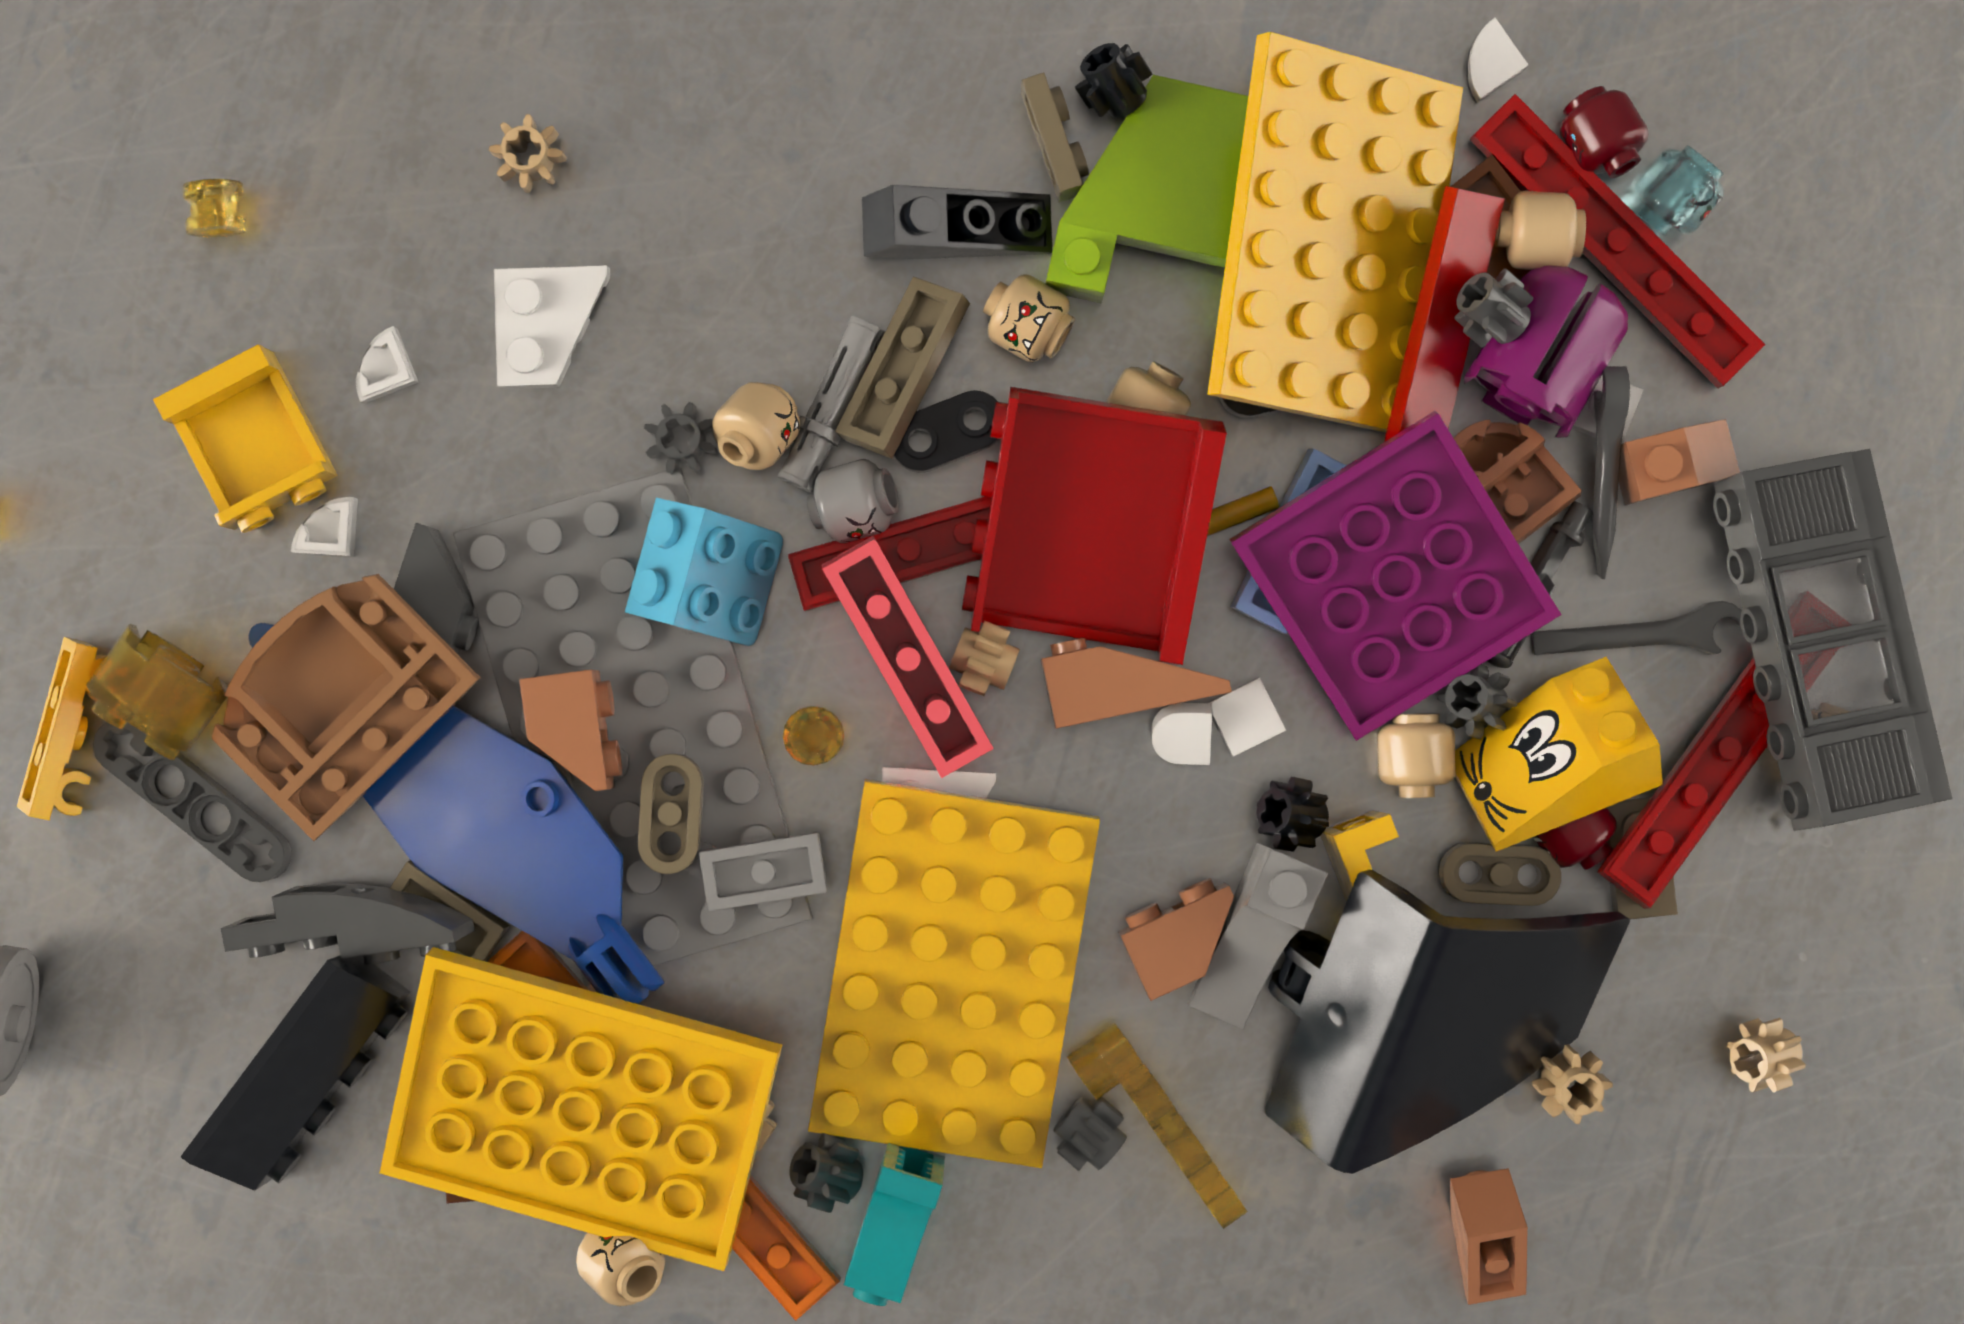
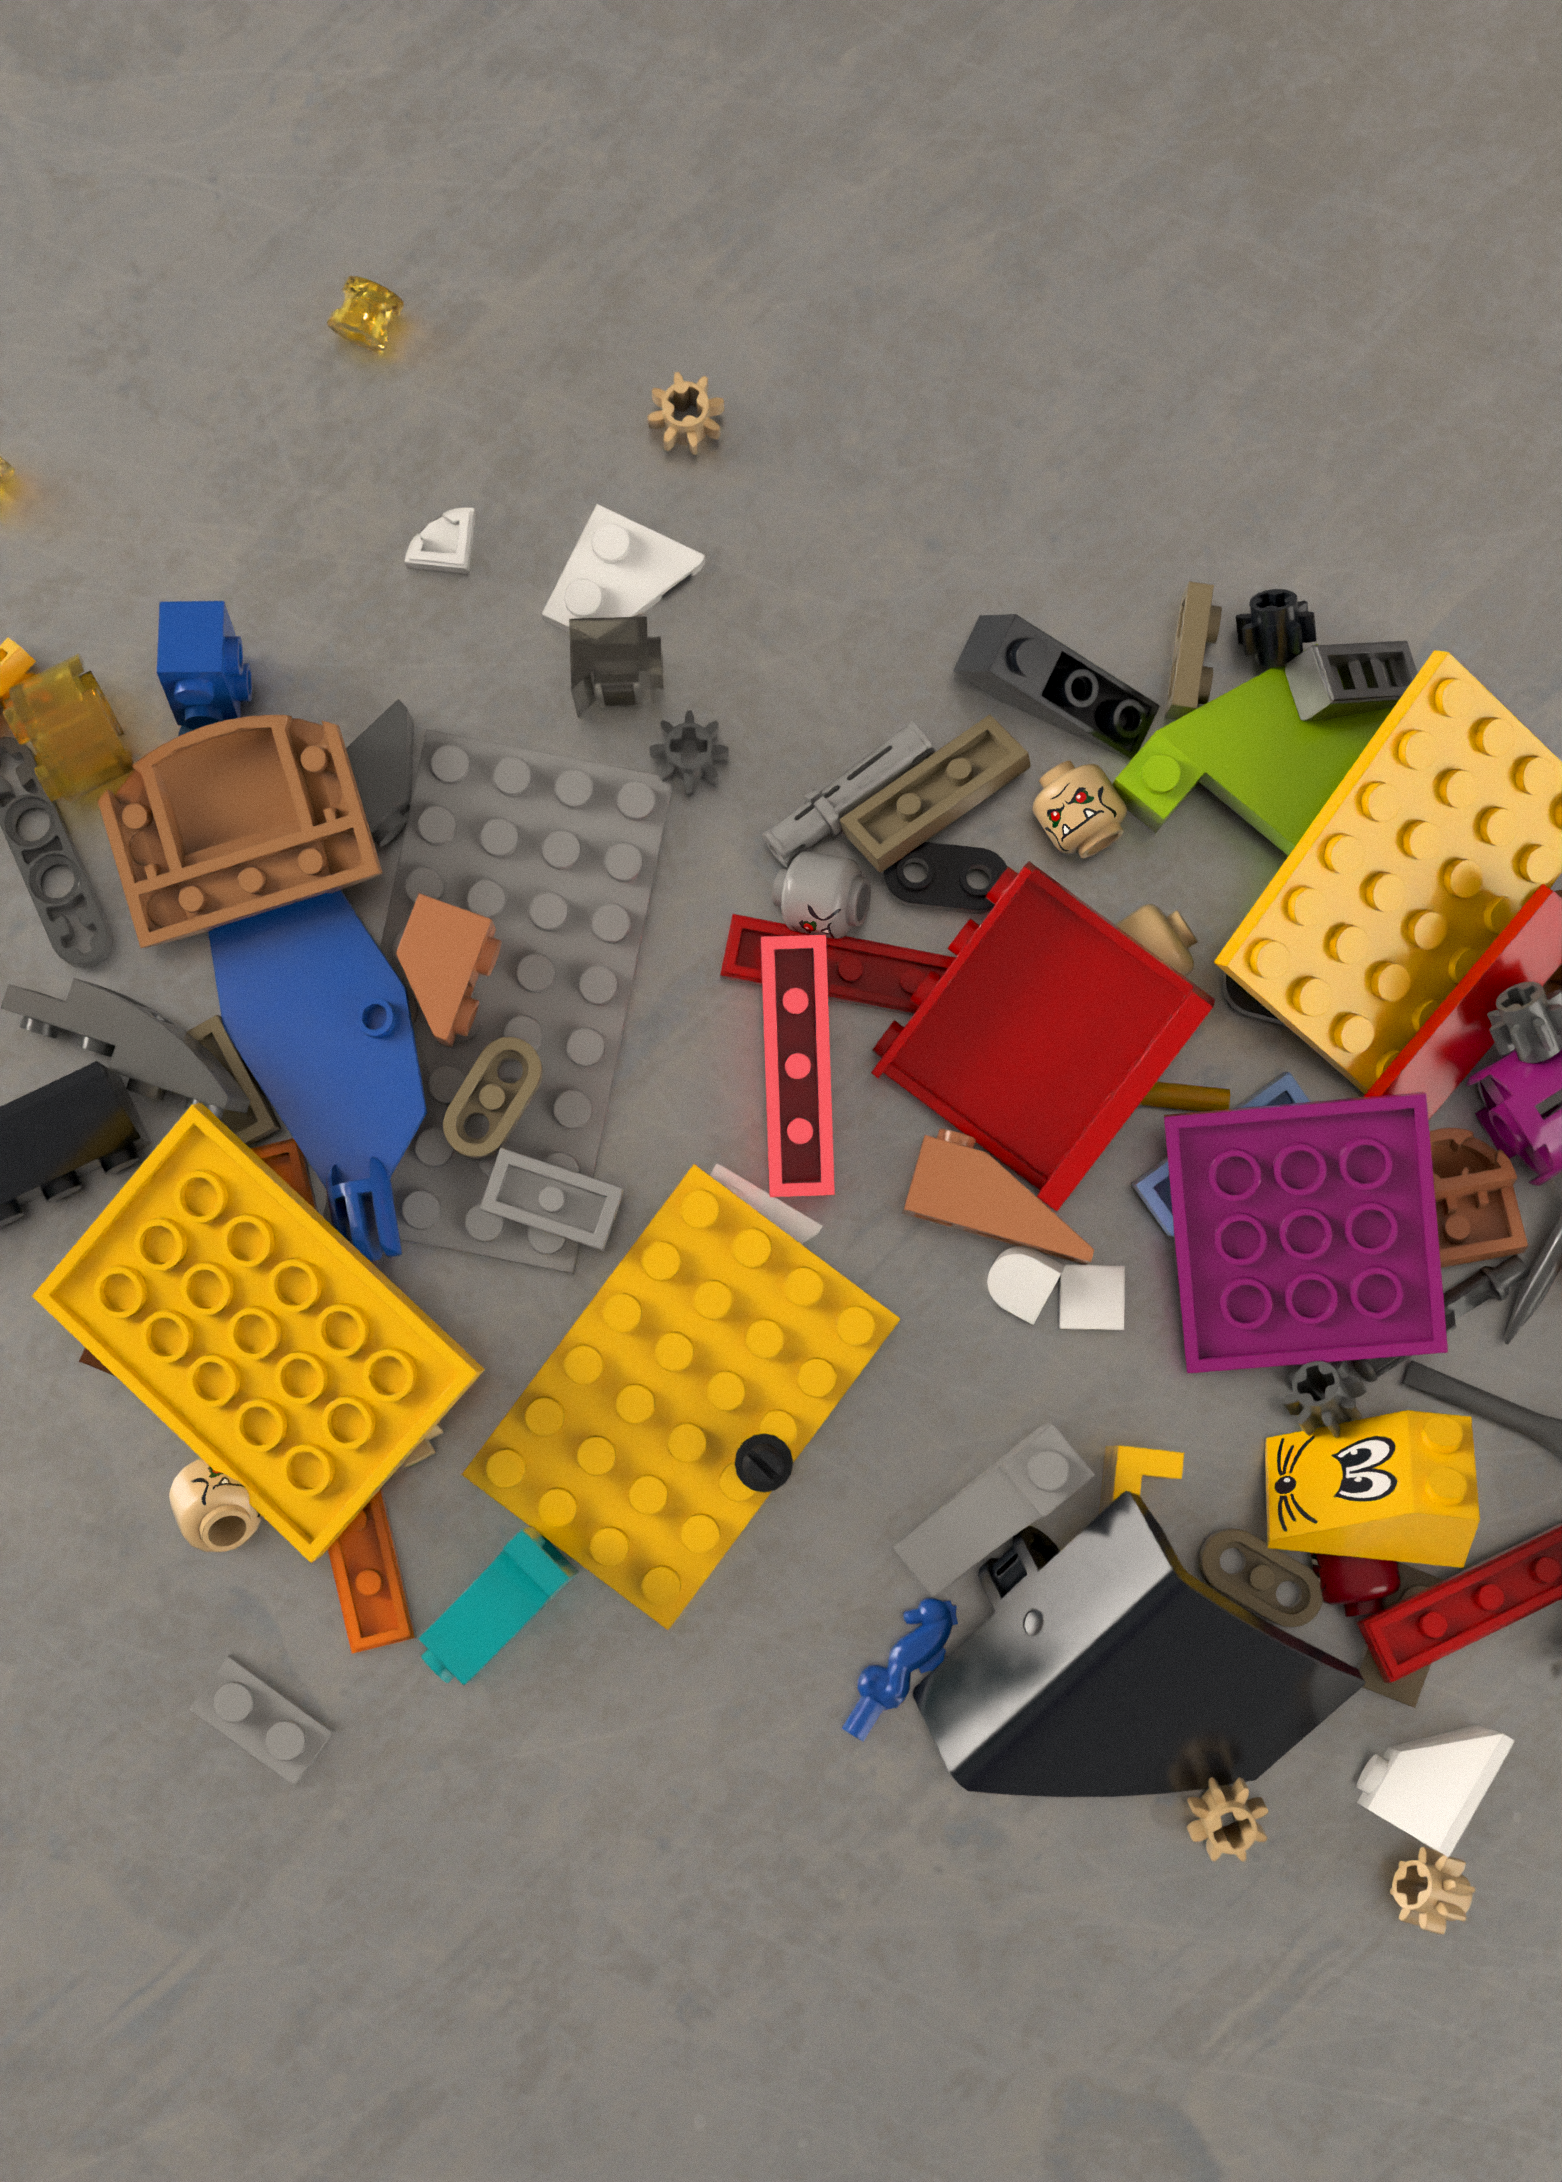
camera: 25 degrees right, 5 degrees down
(236, 579) = (201, 663): none -> blue brick
(248, 438) = (282, 541): yellow panel -> none
(329, 530) = (310, 667): white tile -> none
(578, 398) = (614, 662): none -> clear smoke window
(704, 572) = (646, 887): medium azure bracket -> none
(756, 425) = (767, 776): tan head -> none
(822, 733) = (666, 1108): clear yellow wheel -> none
(826, 1173) = (458, 1523): dark grey gear -> none
(984, 658) = (869, 1108): tan gear -> none
(1049, 996) = (763, 1462): none -> black piece
(1090, 1133) = (732, 1620): dark grey gear -> none
(1112, 1060) = (790, 1560): clear yellow beam -> none
(1171, 108) = (1319, 689): none -> flat silver slope
(1179, 942) = (914, 1479): nougat slope -> none
(1253, 1075) = (921, 1649): none -> blue animal
(1292, 814) = (1089, 1412): black gear -> none
(1416, 754) = (1238, 1417): tan head -> none
(1489, 1235) = (1070, 1927): nougat slope -> none
(1725, 969) = (1434, 1783): none -> white slope

